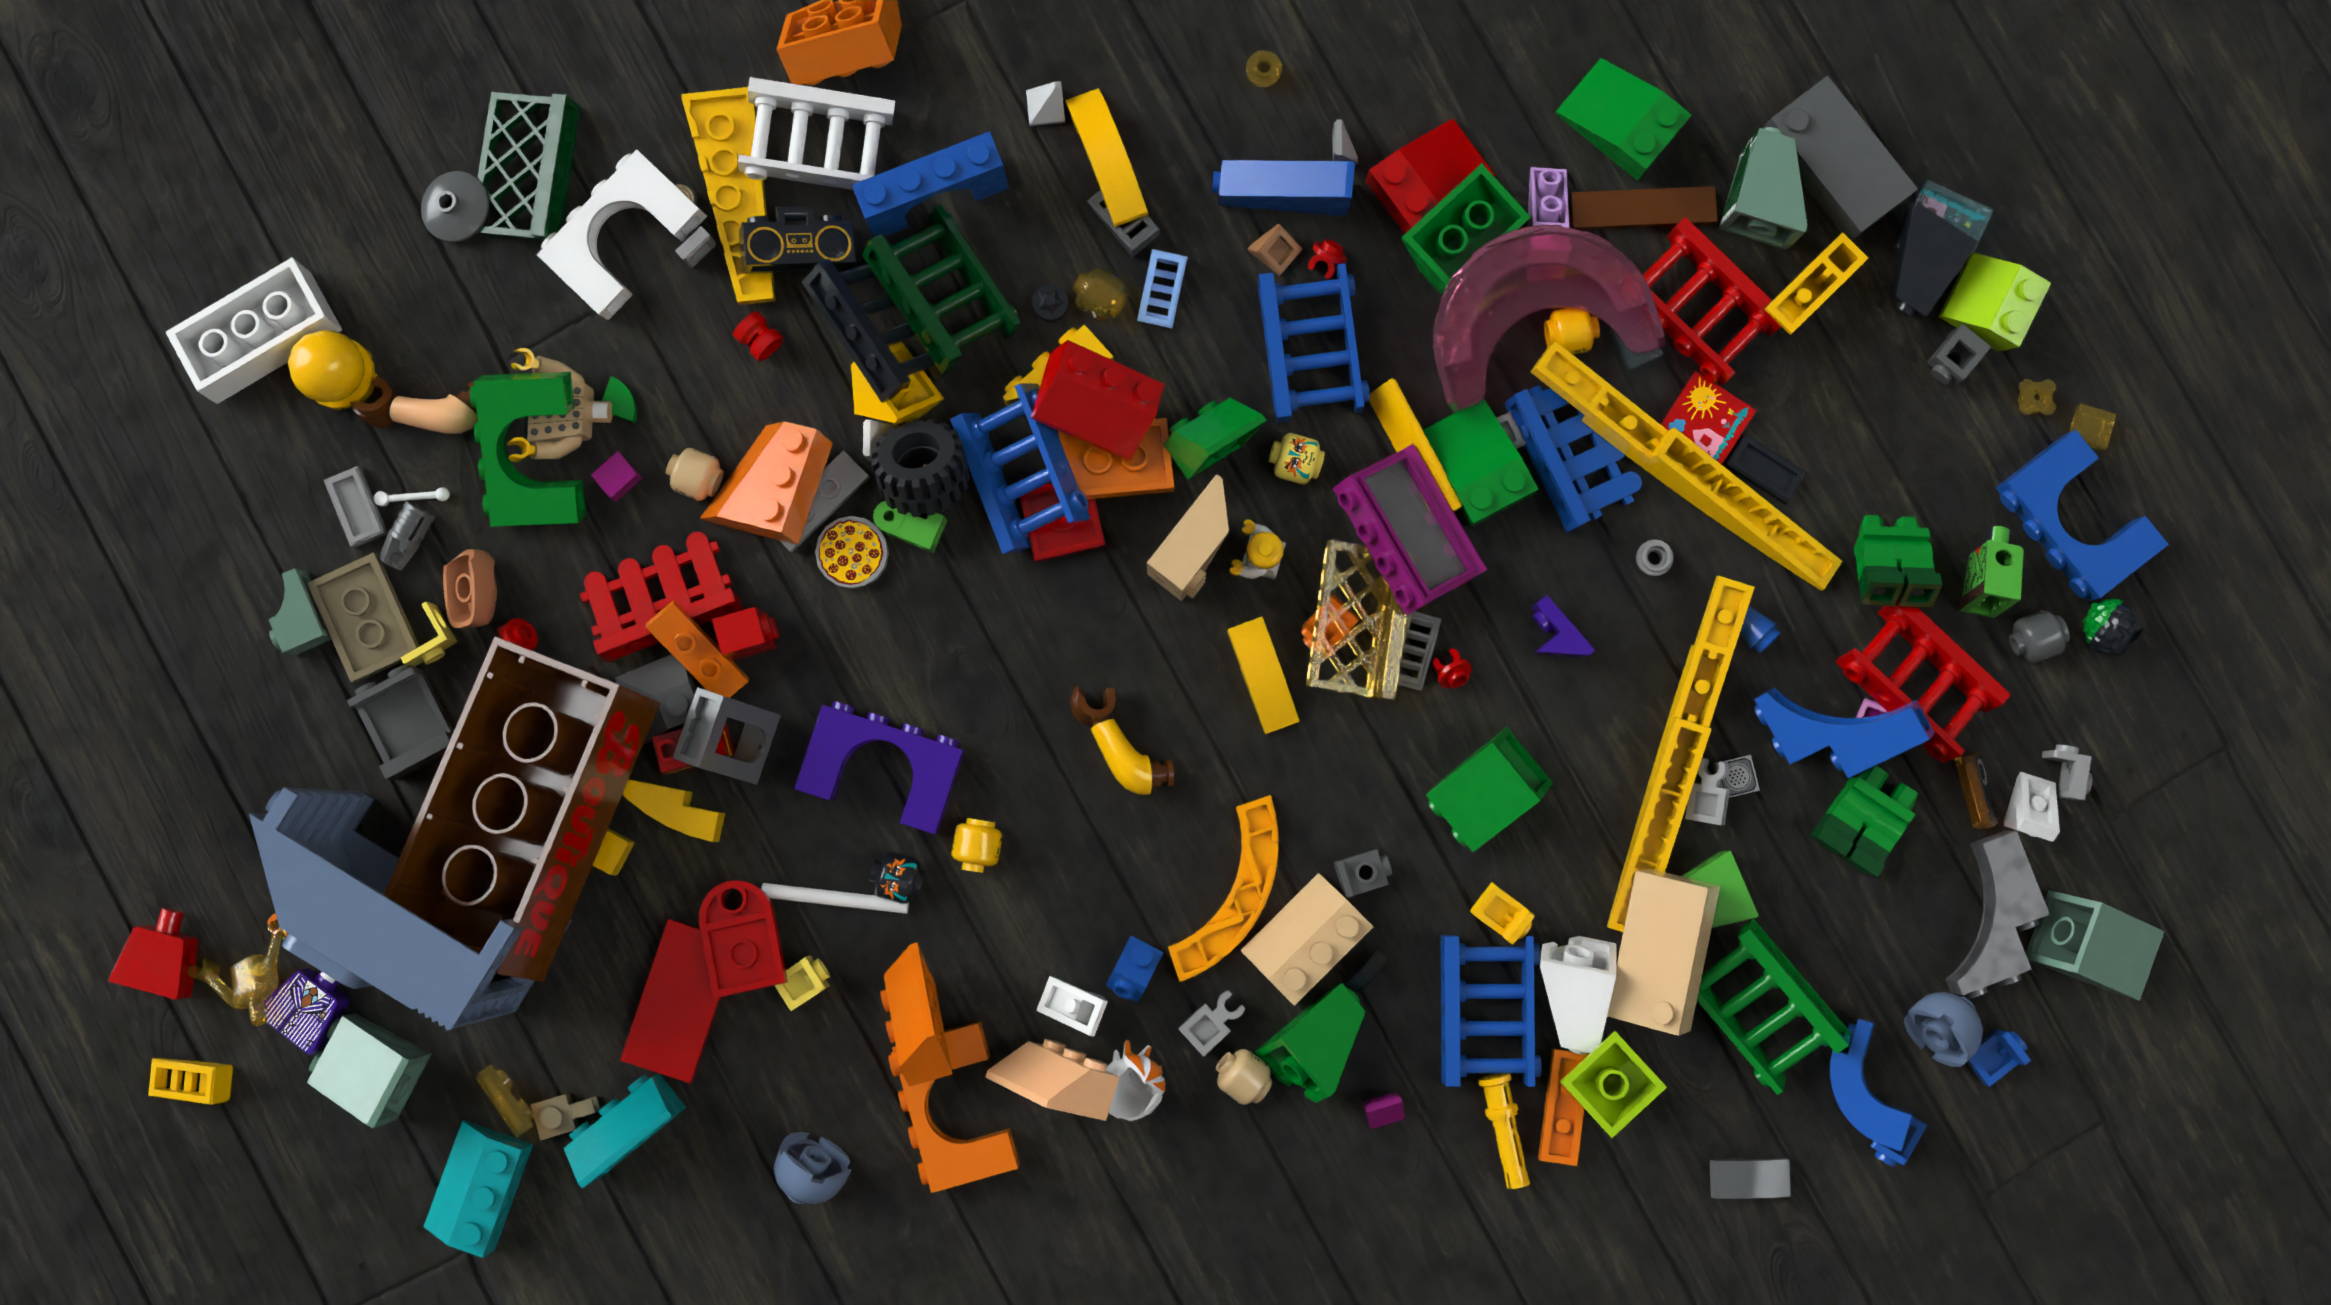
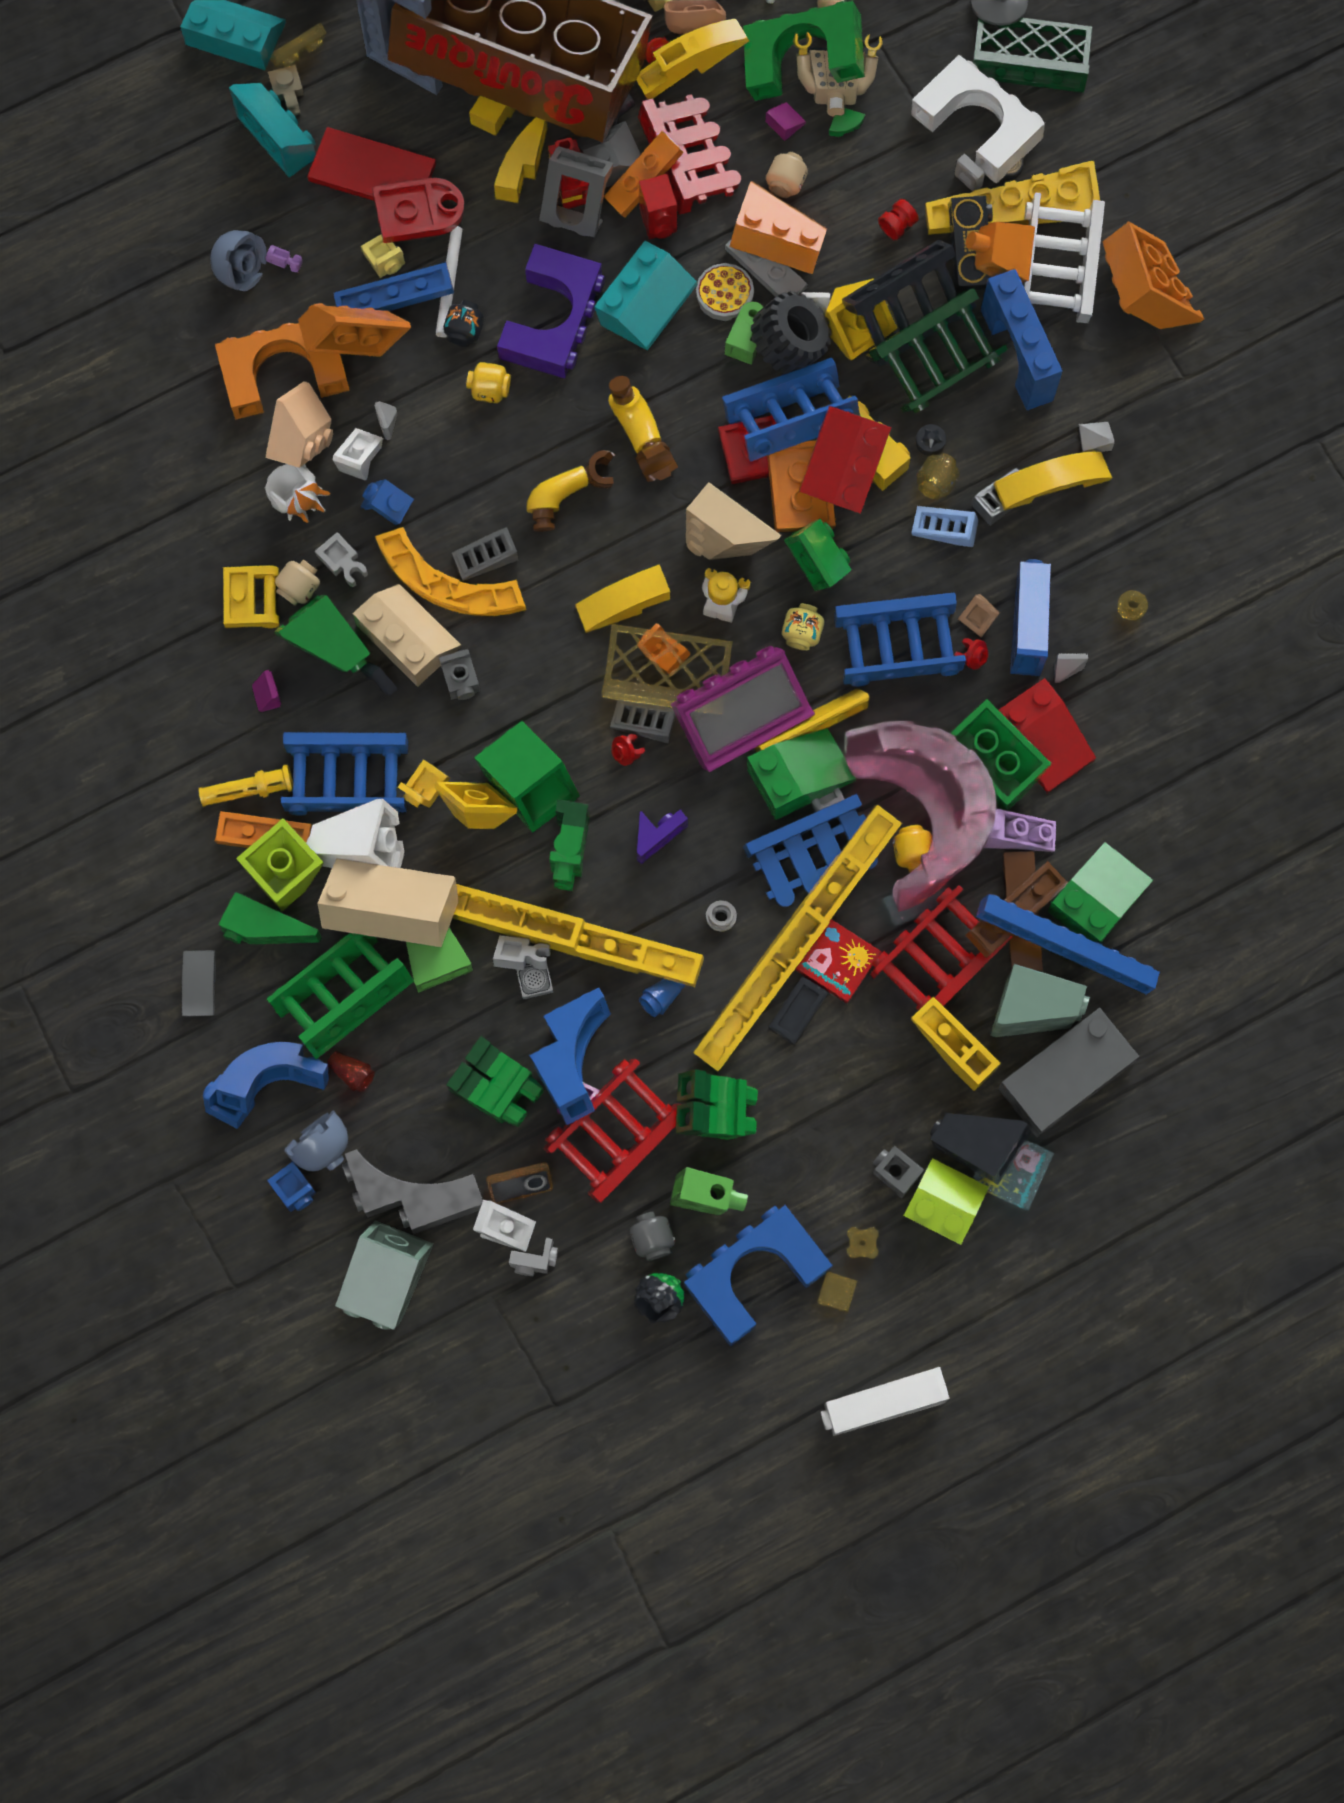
camera: 90 degrees right, 10 degrees down
(528, 592) = (693, 50): none -> yellow slope
(803, 1112) = (282, 257): none -> medium lavender piece
(815, 202) = (1003, 248): none -> orange torso
(855, 966) = (399, 290): none -> blue plate
(863, 649) = (645, 296): none -> teal slope
(1023, 972) = (386, 416): none -> light grey slope
(1040, 653) = (639, 424): none -> piece
(1191, 817) = (491, 540): none -> dark grey slope
(1261, 1146) = (240, 596): none -> yellow plate
(1529, 849) = (476, 804): none -> yellow slope
(1581, 735) = (569, 844): none -> green hips
(1652, 210) = (1029, 896): none -> reddish brown tile
(1678, 1110) = (260, 924): none -> green slope
(1695, 155) = (1067, 944): none -> blue piece
(1853, 991) = (353, 1072): none -> clear red cone
(2224, 369) = (885, 1402): none -> white slope

